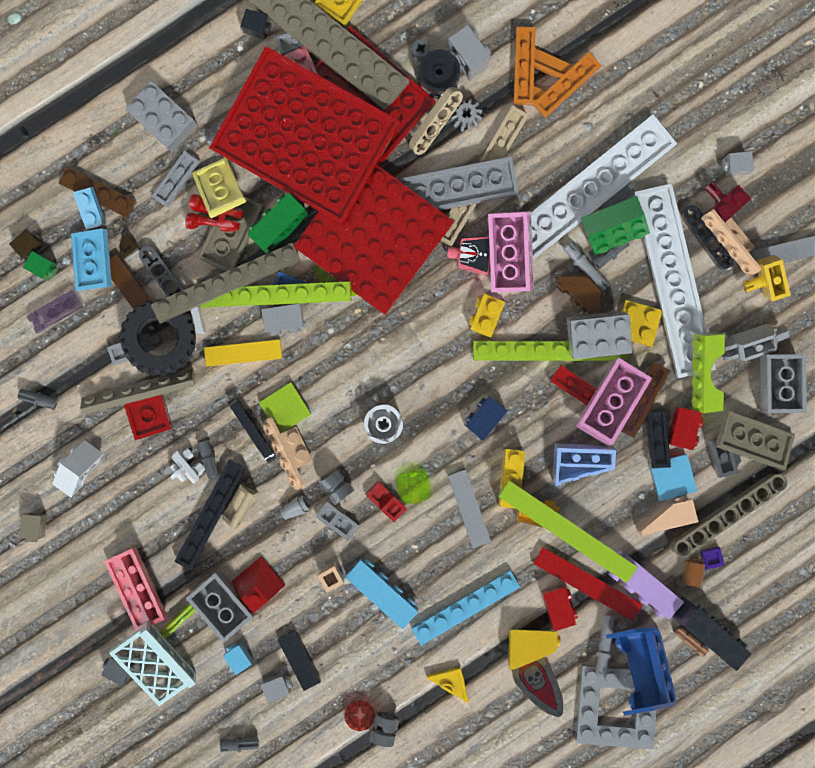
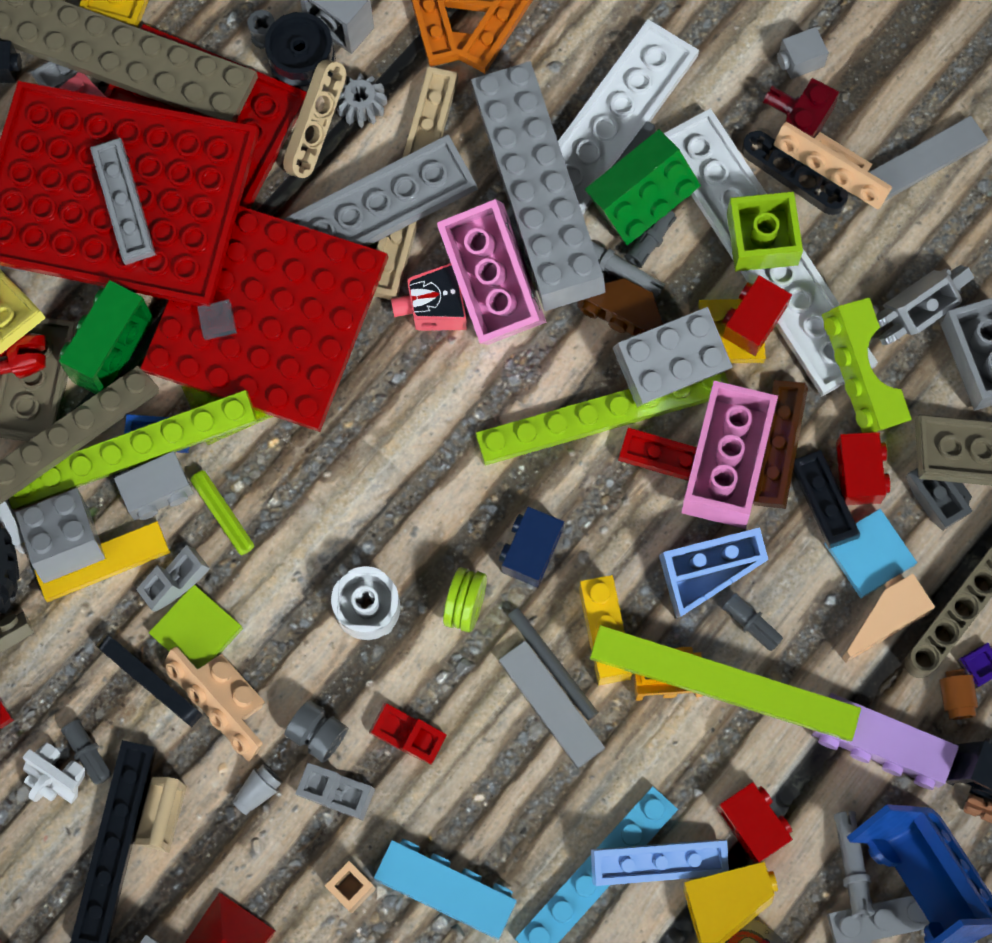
camera: 15 degrees left, 15 degrees down
(223, 333) = (60, 535): none -> light grey brick
(278, 377) = (168, 584): none -> light grey slope
(308, 143) = (123, 201): none -> light grey tile
(317, 344) = (222, 512): none -> lime axle
(344, 232) = (217, 320): none -> clear light blue tile
(413, 486) = (447, 696): clear neon green piece -> none
(438, 438) = (464, 599): none -> lime head
(476, 485) = (553, 664): none -> dark grey bar
(487, 315) = (484, 388): yellow bracket -> none
(501, 614) = (659, 862): none -> light blue plate
(554, 203) = (538, 186): none -> light grey brick
(587, 583) = (790, 770): red tile -> none
(594, 497) = (752, 622): none -> dark grey axle
(656, 322) = (756, 315): none -> red brick
(677, 274) = (764, 231): none -> lime brick
(771, 279) = (913, 200): yellow brick -> none

